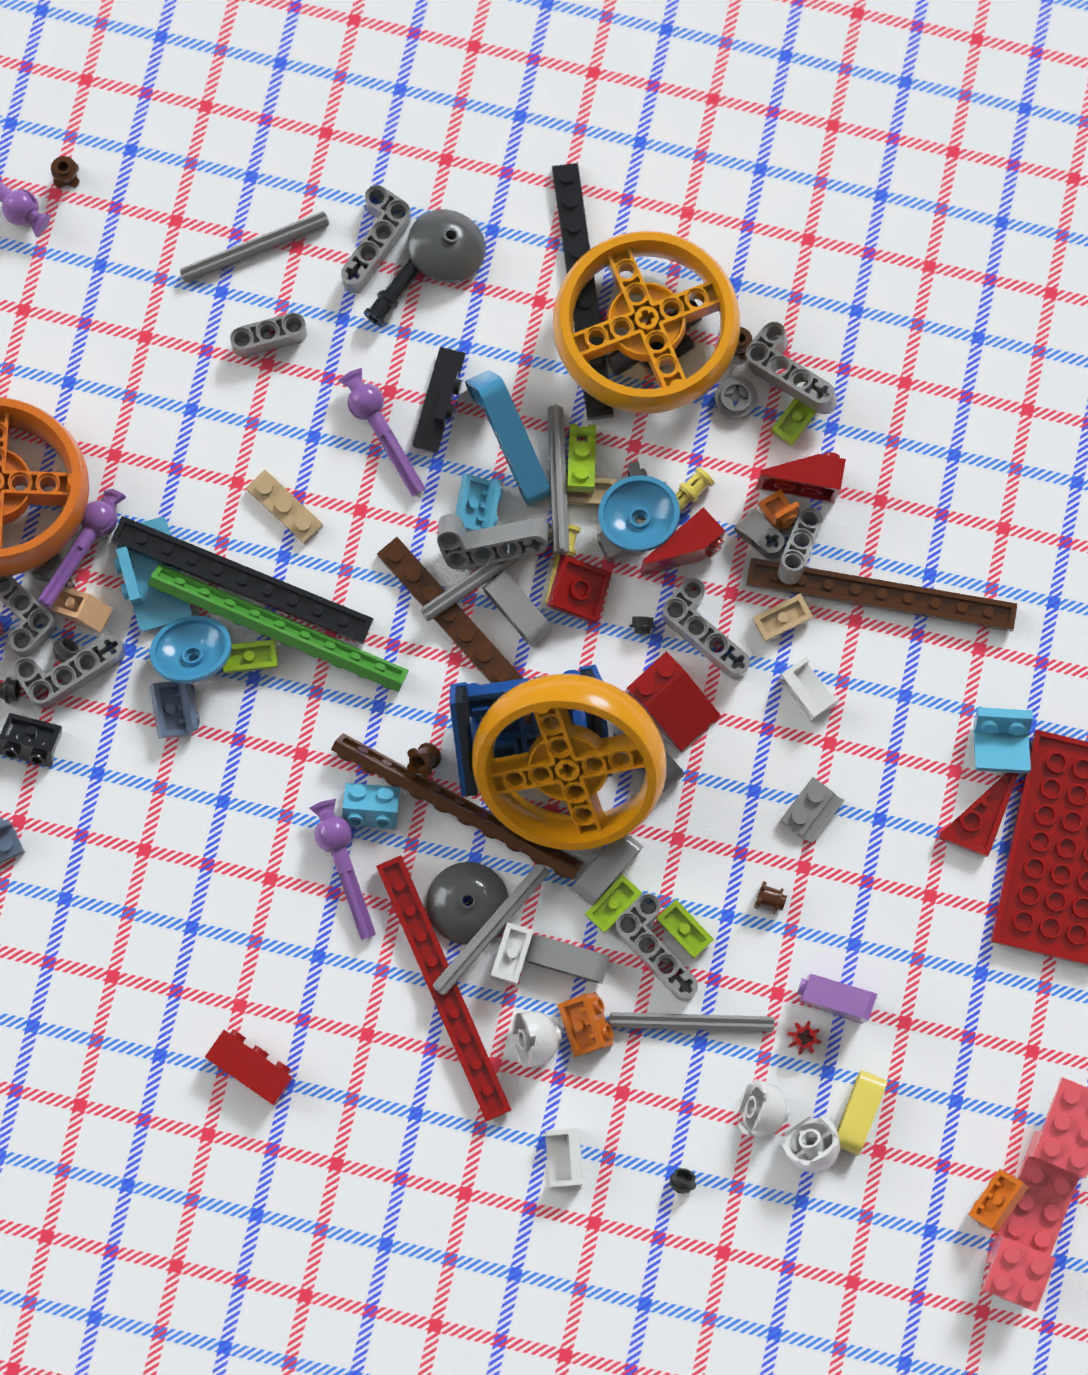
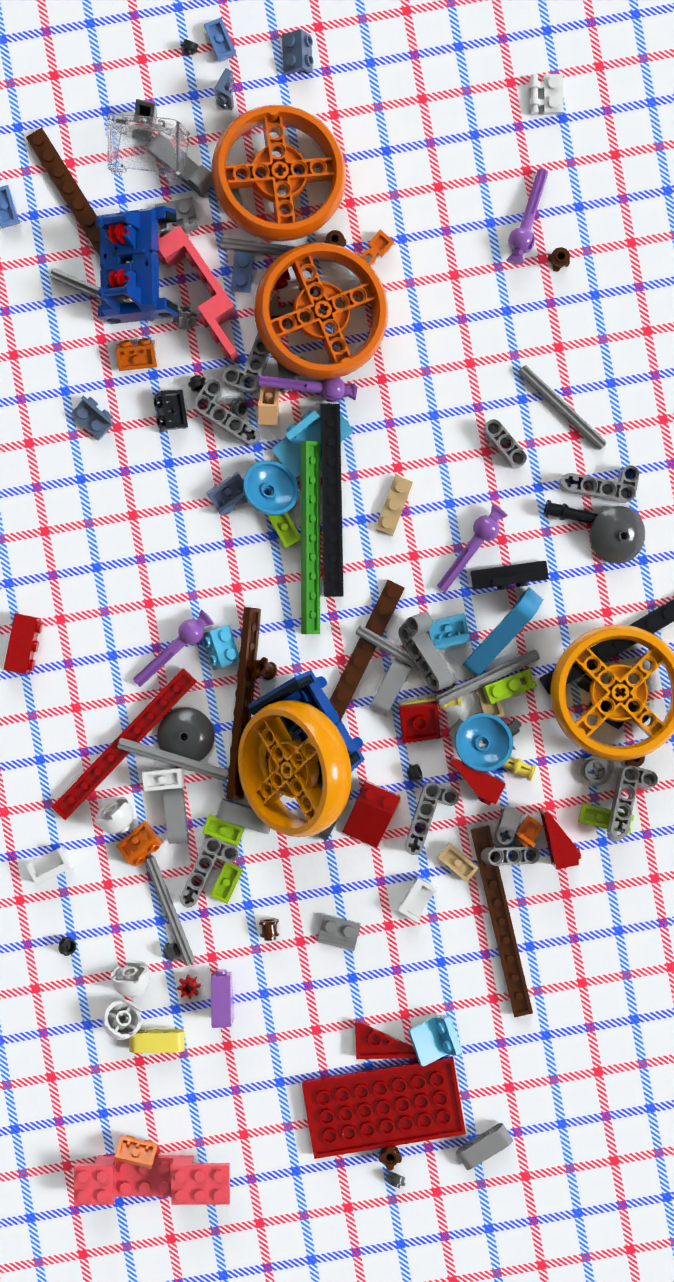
camera: 75 degrees right, 10 degrees up
(747, 1042) = (171, 951): none -> dark grey plate

